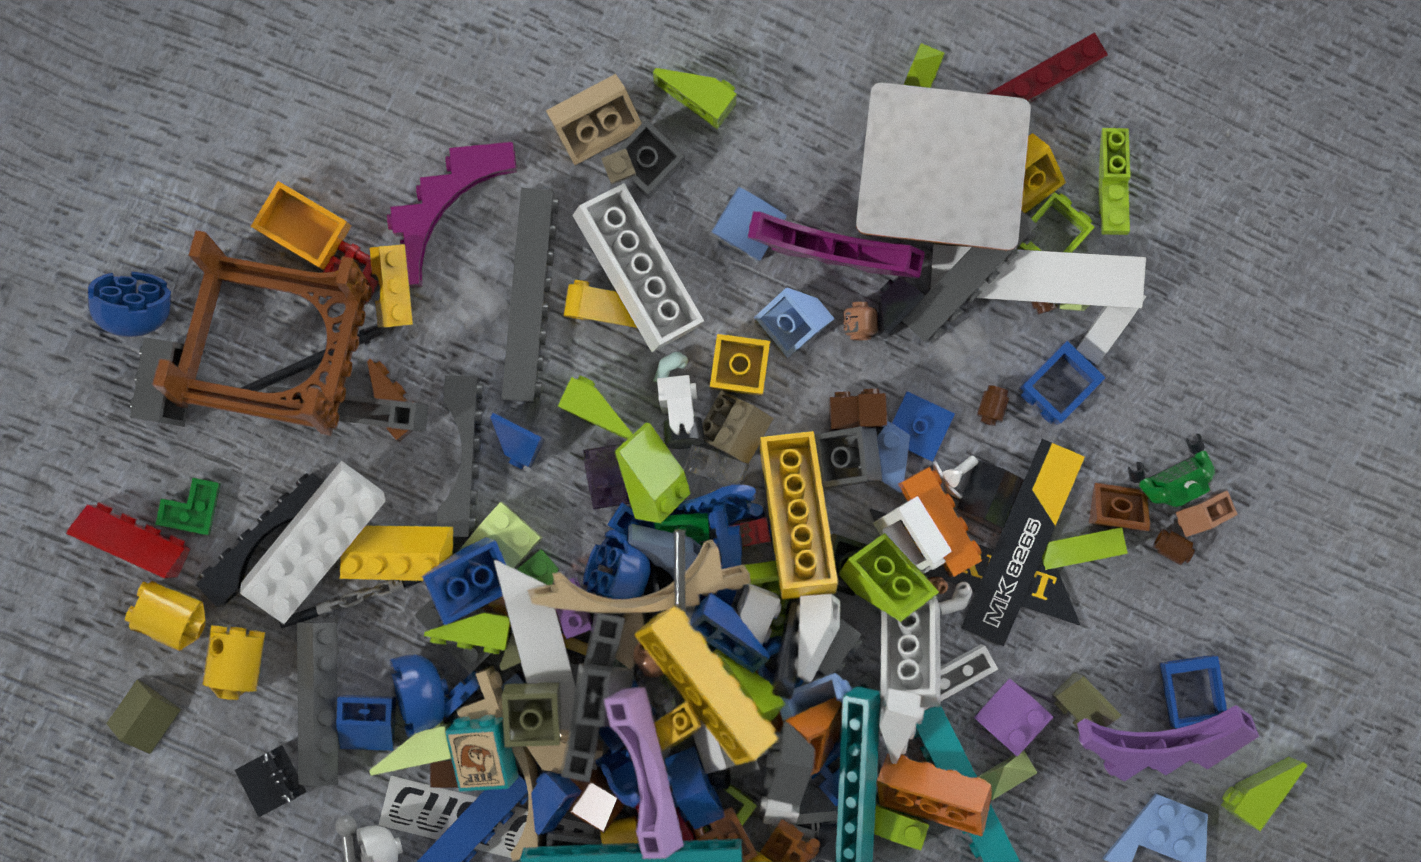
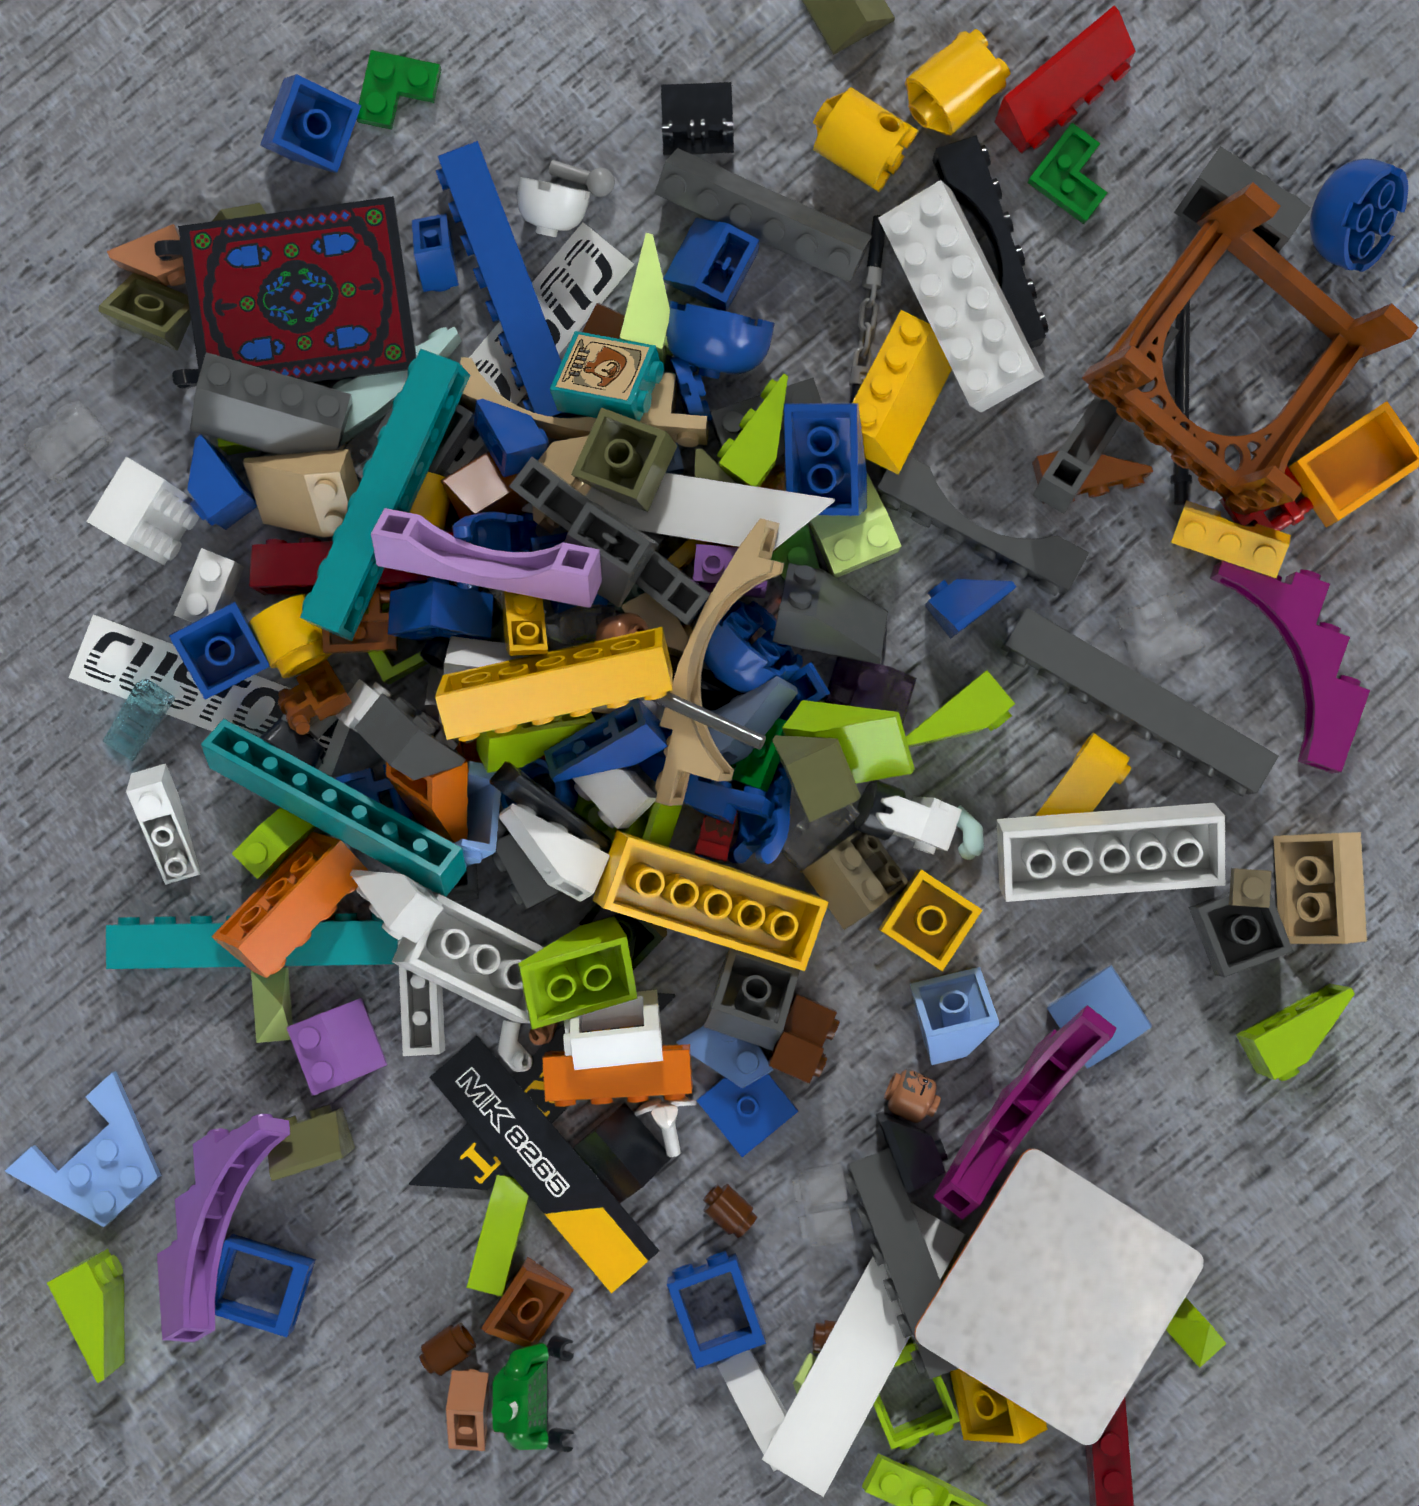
camera: 125 degrees right, 0 degrees up
(570, 527) = (829, 616): none -> dark grey slope
(680, 485) = (817, 773): none -> olive slope

